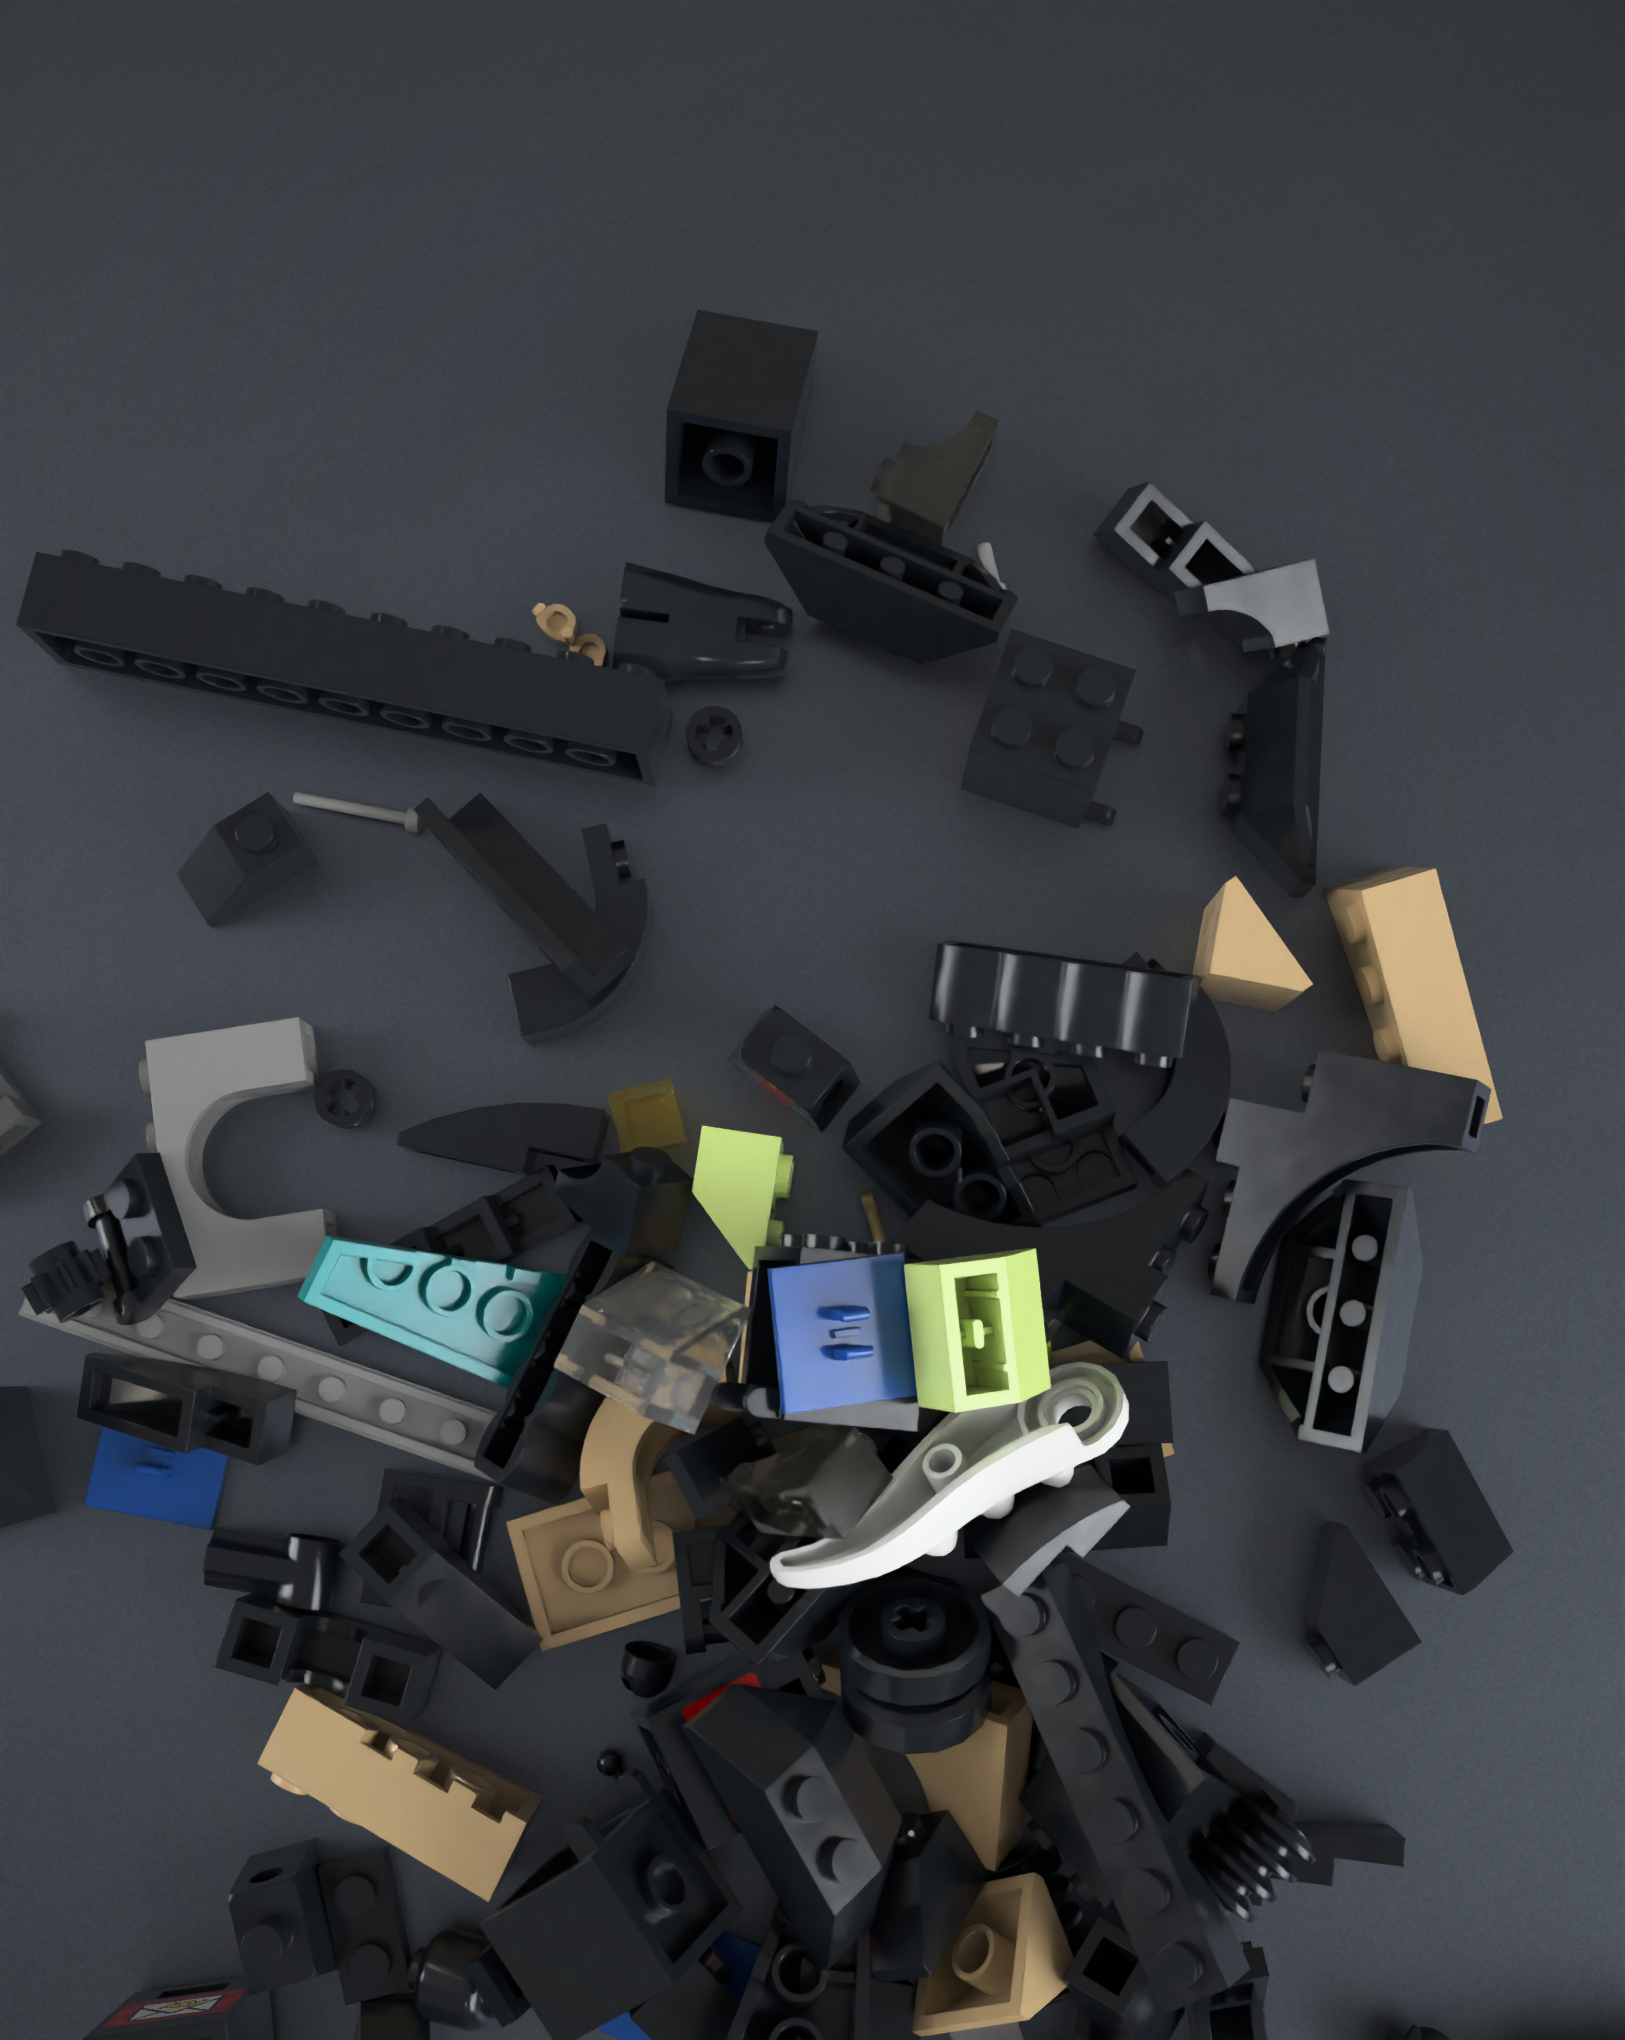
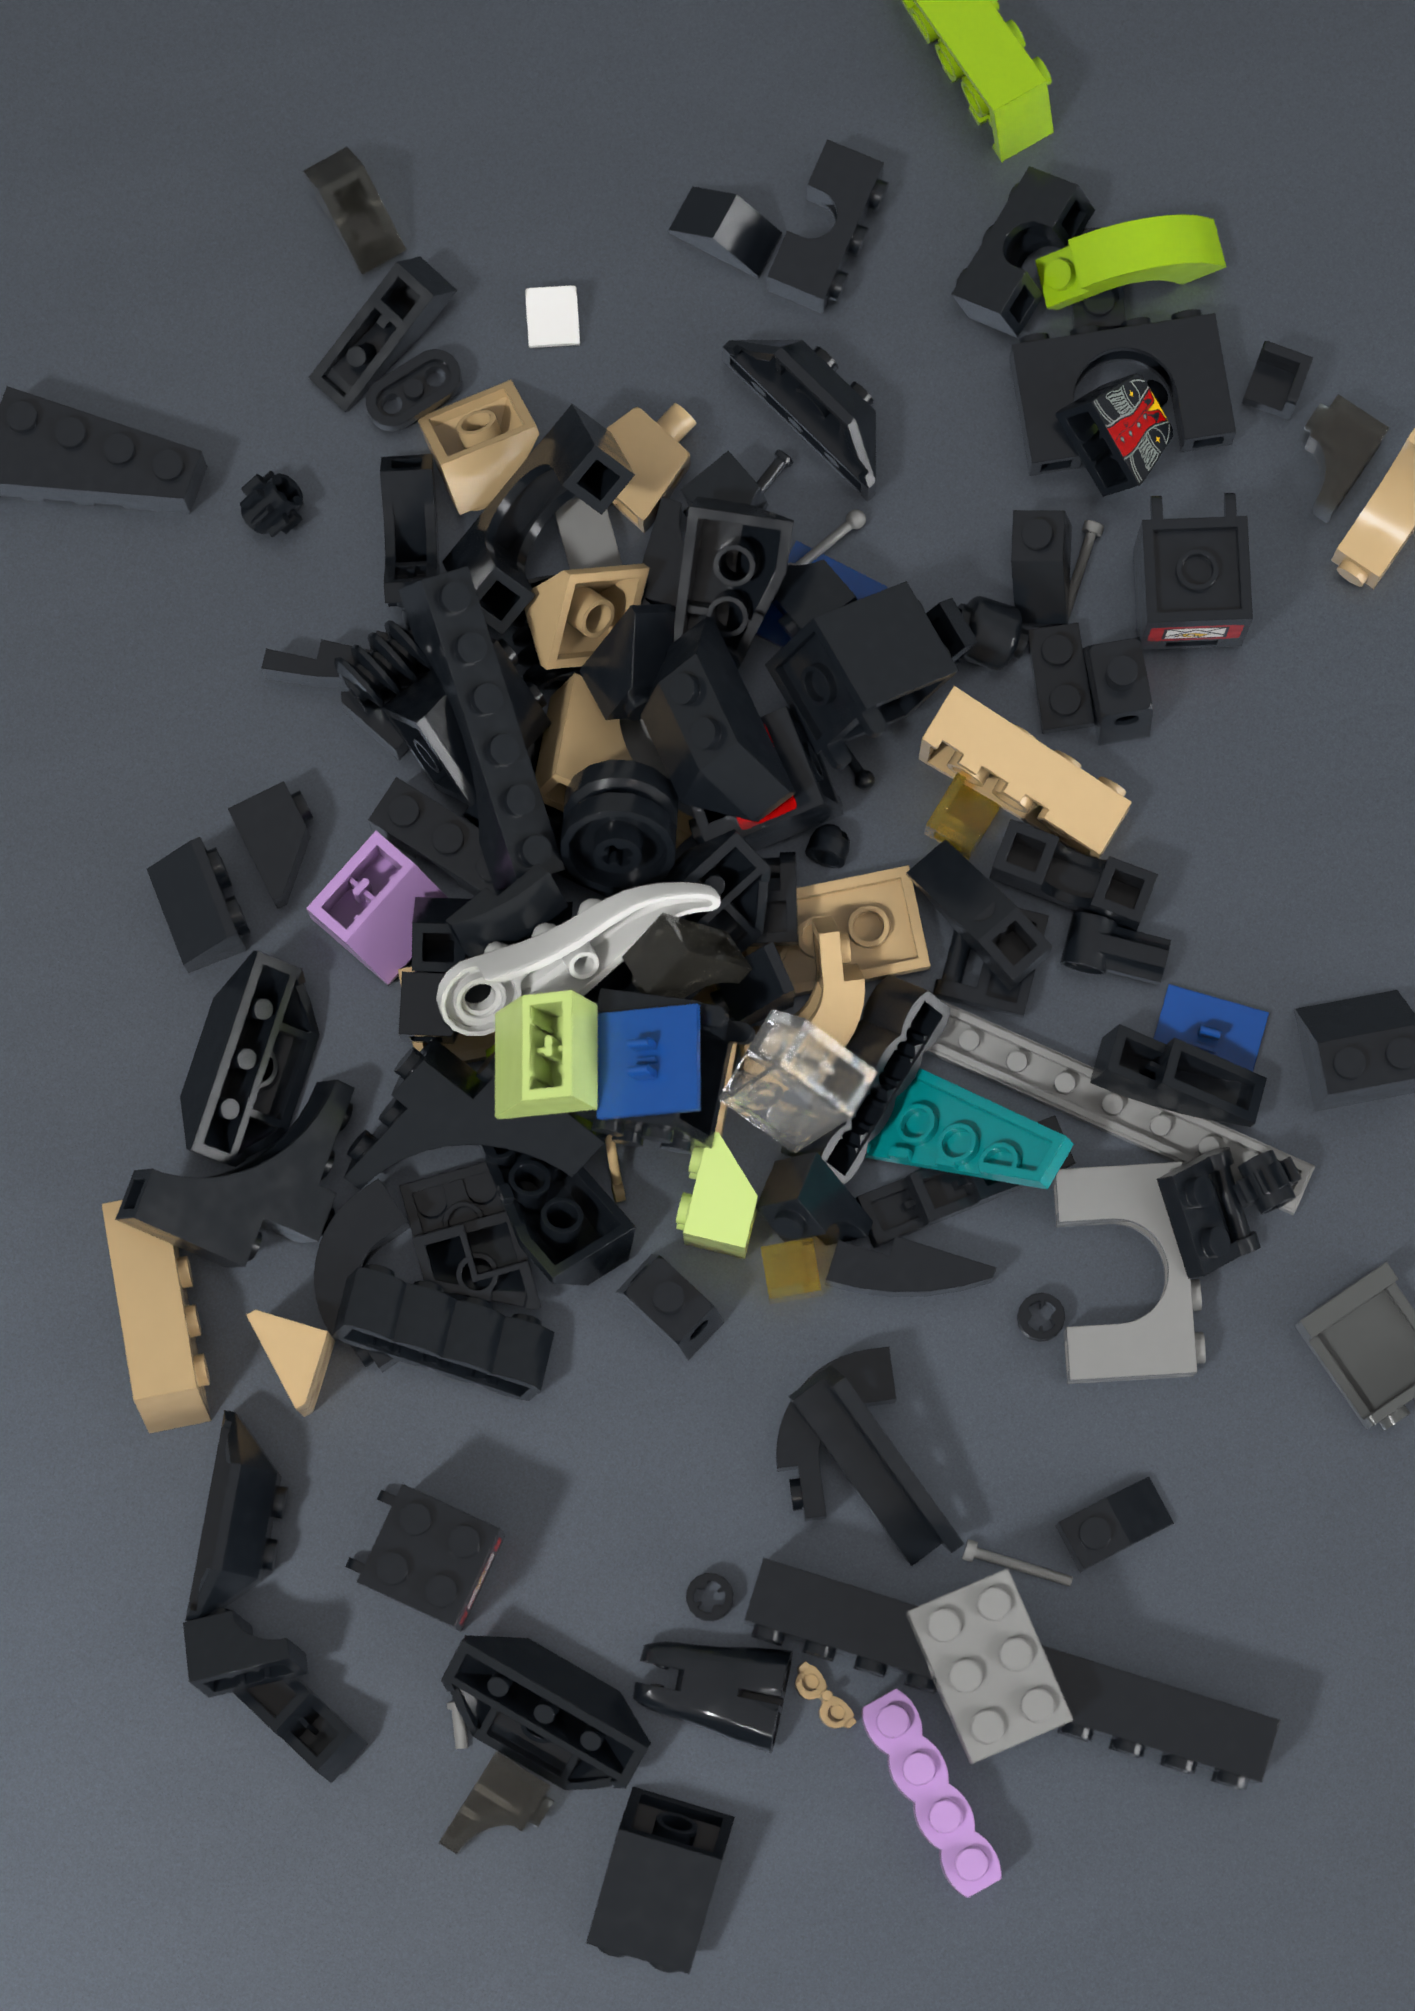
camera: 175 degrees left, 0 degrees up
(359, 638) = (989, 1666): none -> light grey brick
(435, 532) = (937, 1806): none -> lavender brick
(480, 1722) = (961, 817): none -> clear yellow panel
(1220, 1532) = (372, 906): none -> lavender slope

